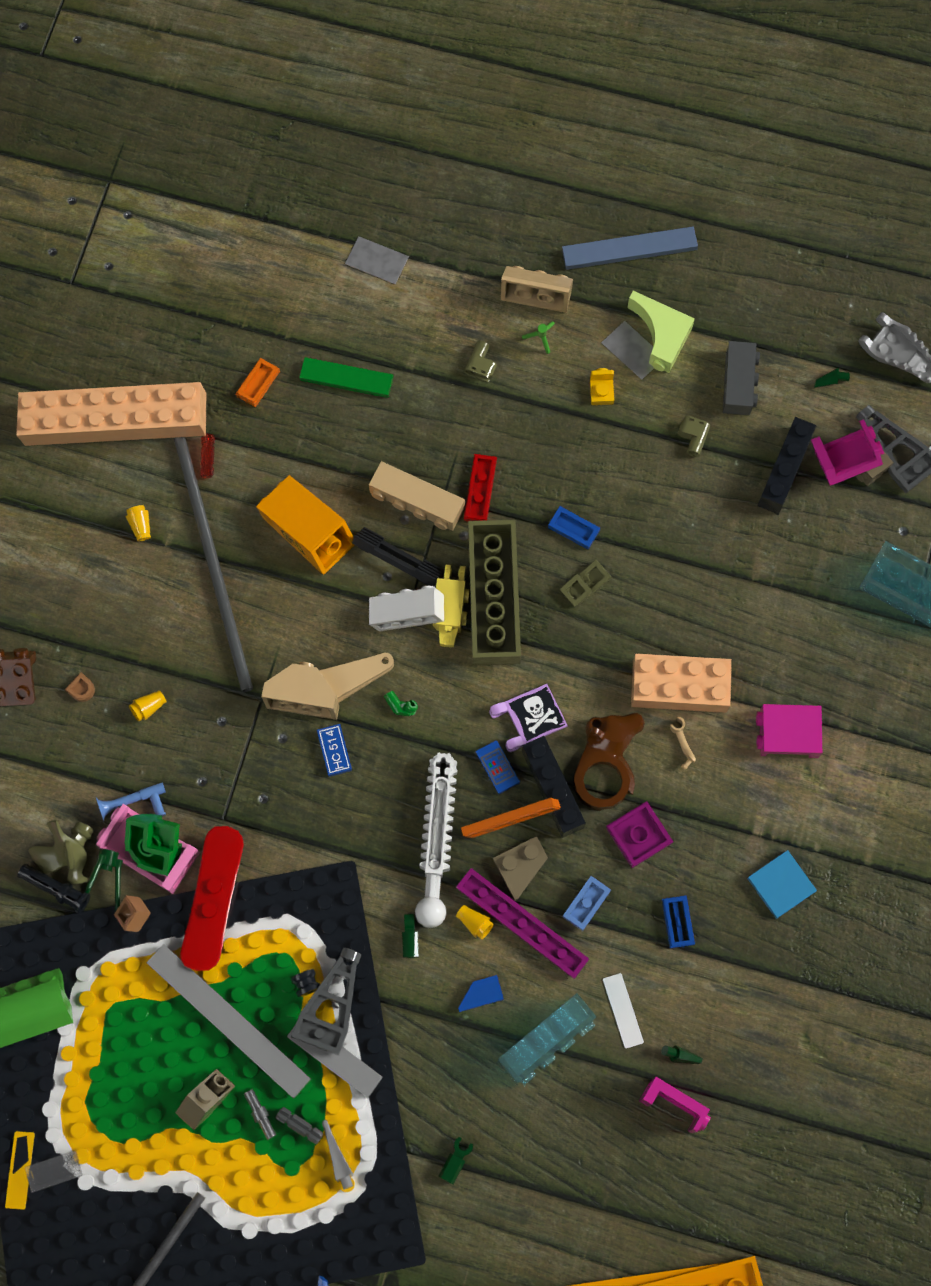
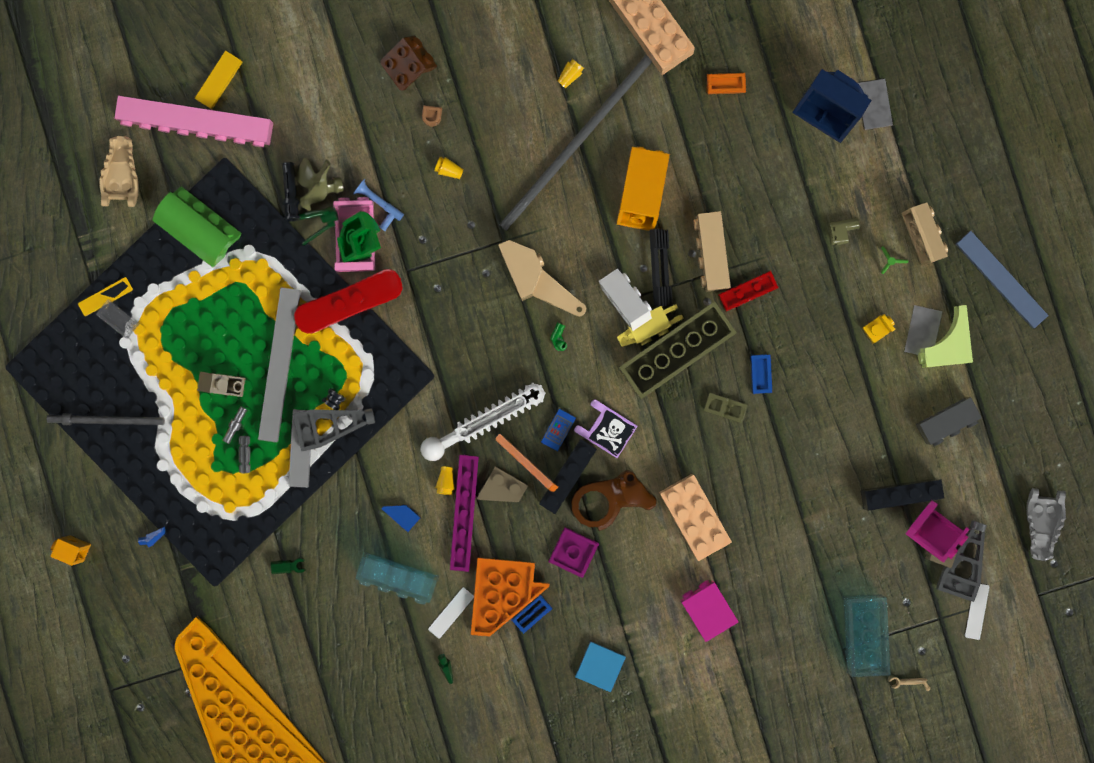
camera: 55 degrees right, 15 degrees up
(132, 913) = (305, 256): medium nougat slope -> none
(207, 456) = (648, 86): clear red axle -> none
(334, 750) = (499, 313): blue tile -> none
(340, 1166) = (236, 497): light grey piece -> none
(346, 377) = (770, 143): green tile -> none
(349, 291) = (833, 104): none -> dark blue container
(410, 938) = (407, 446): dark green bar -> none
(586, 903) = (504, 546): medium blue plate -> none
(635, 939) = (502, 592): none -> orange wing
(683, 743) = (654, 544): tan piece -> none
(695, 432) = (888, 414): olive piece -> none
(697, 1110) = (412, 666): dark pink panel -> none
(832, 378) = (991, 485): dark green bar -> none

